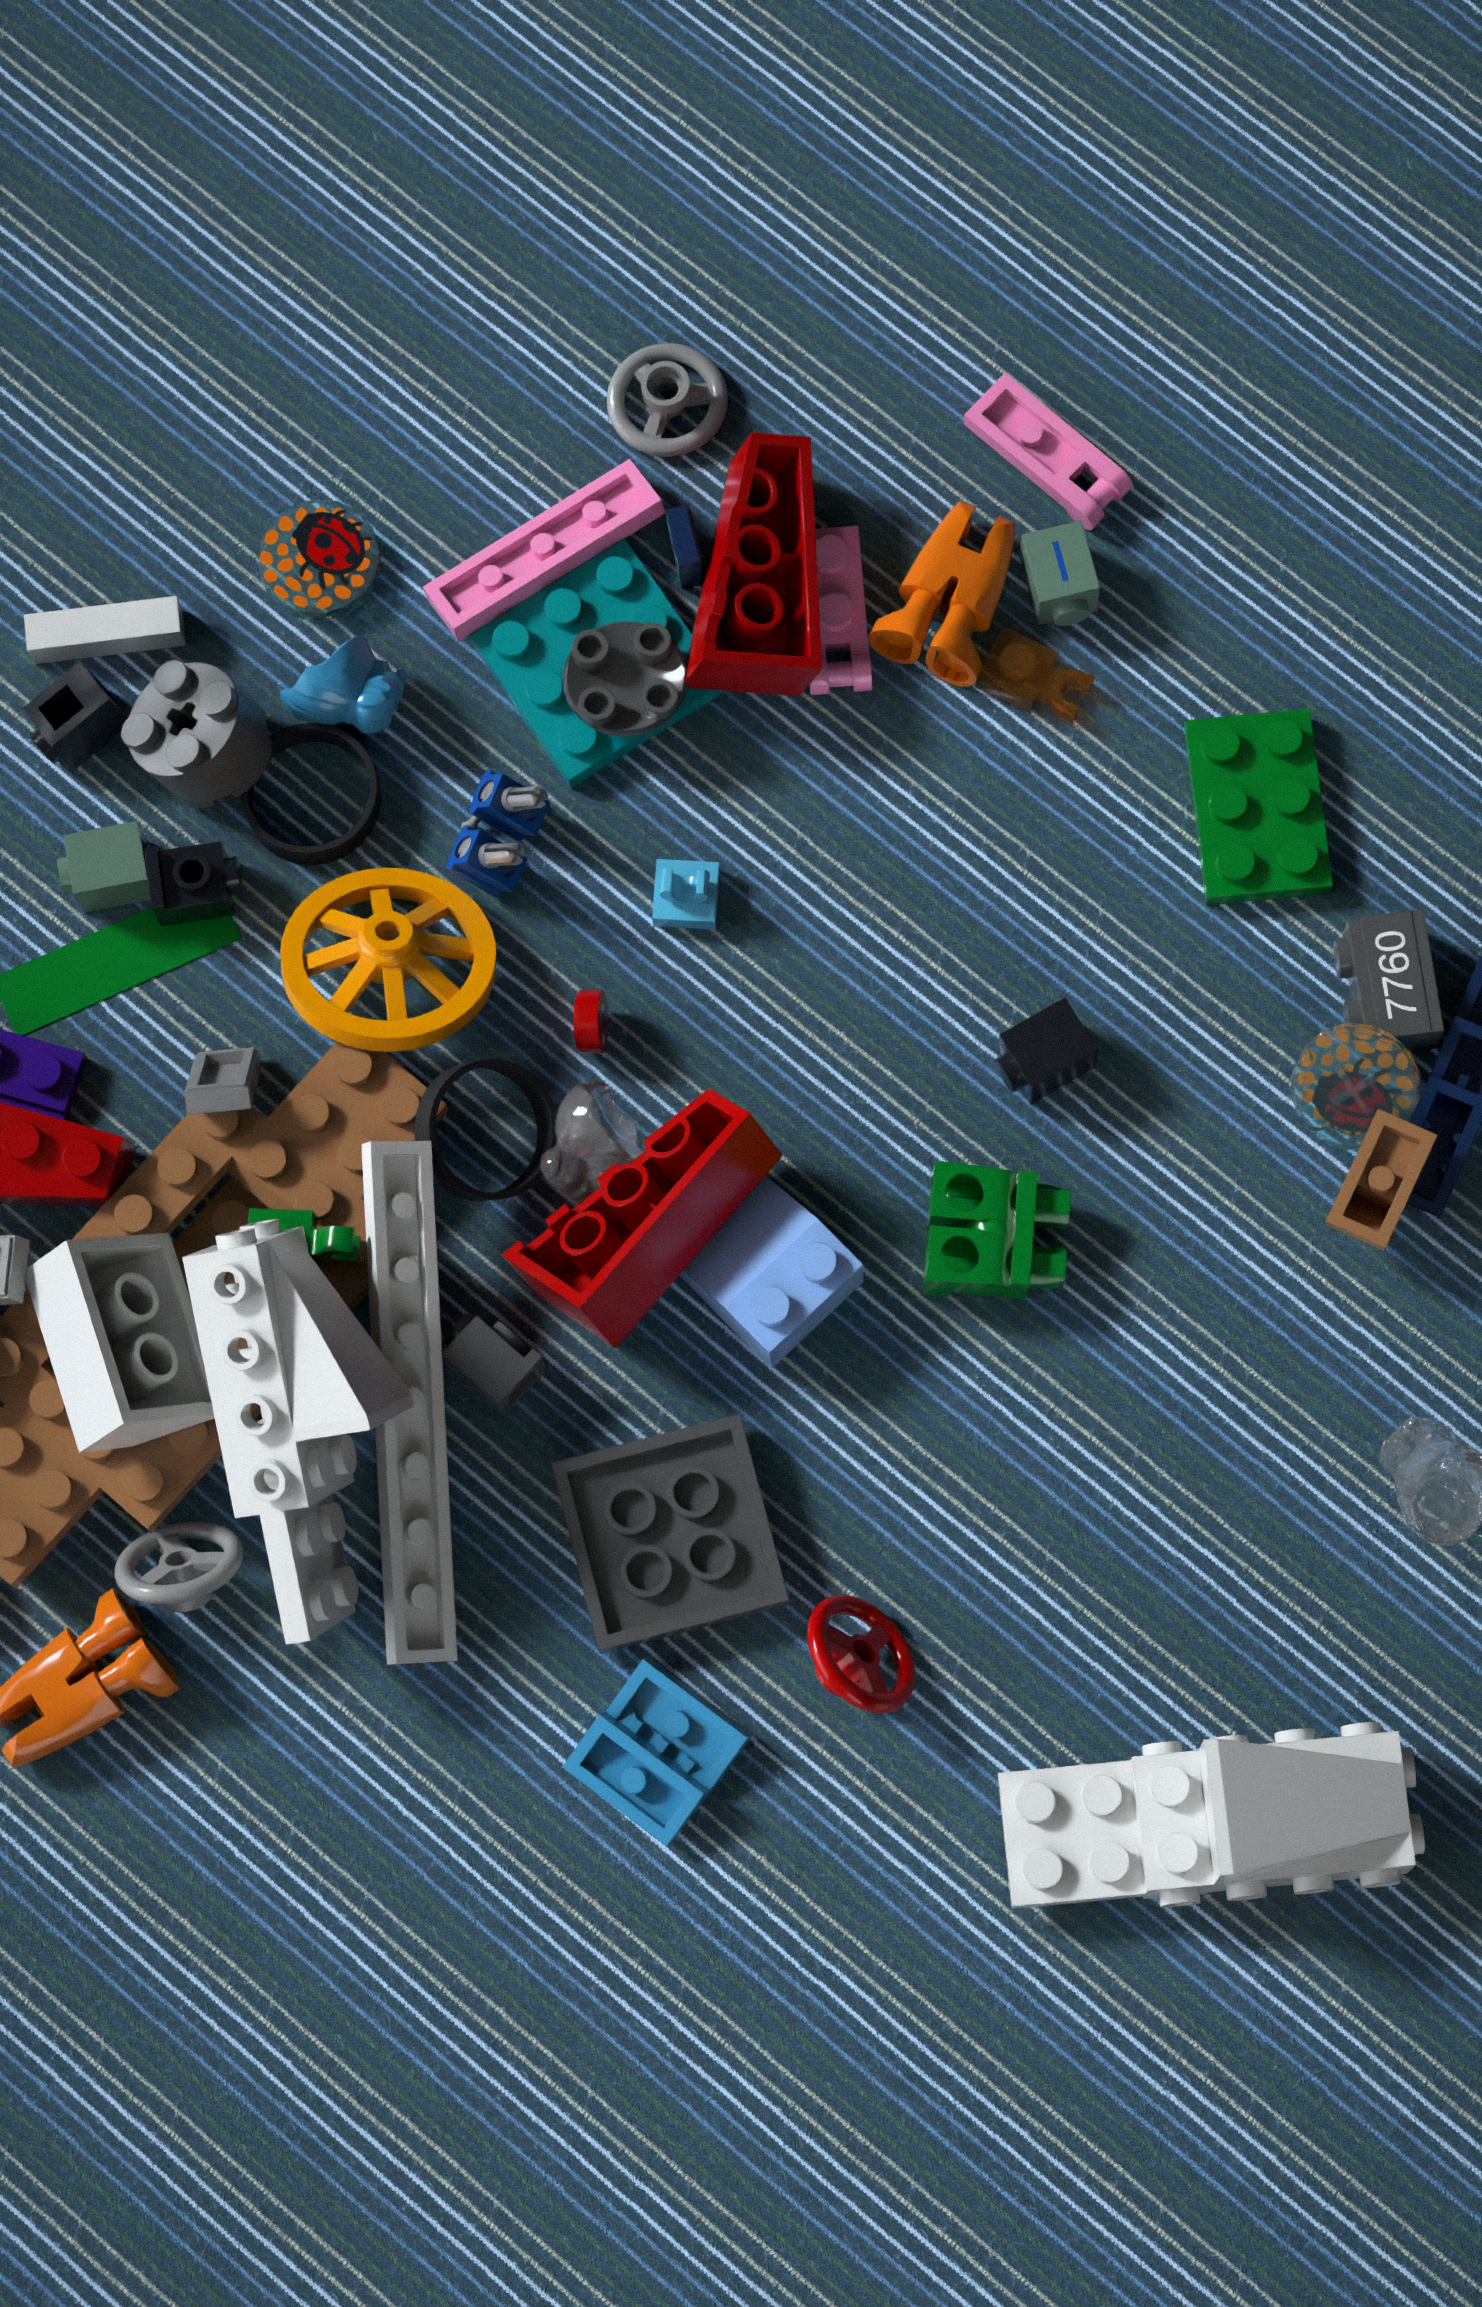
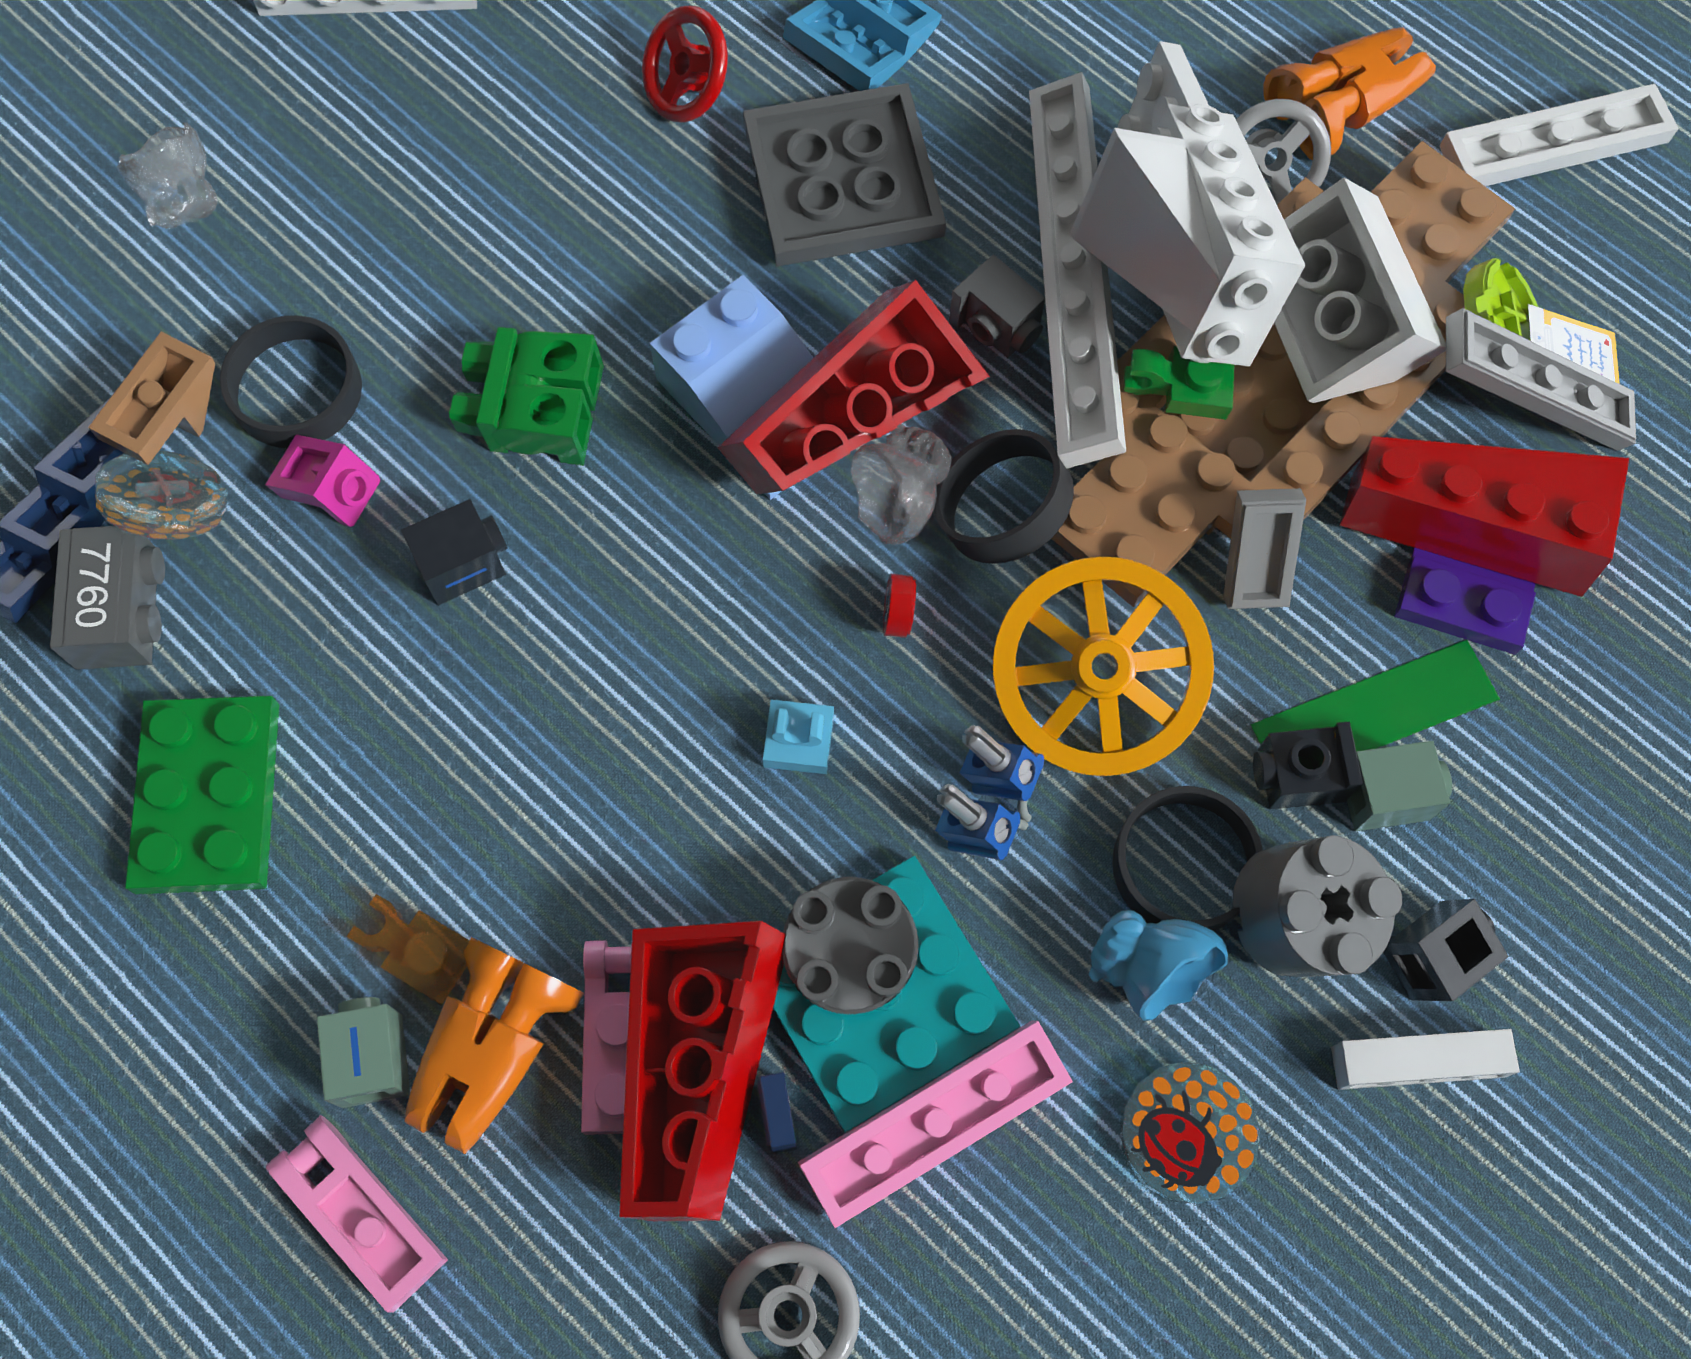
camera: 175 degrees right, 5 degrees down
(1199, 1127) = (325, 477): none -> dark pink bracket
(1261, 1179) = (274, 332): none -> black tyre

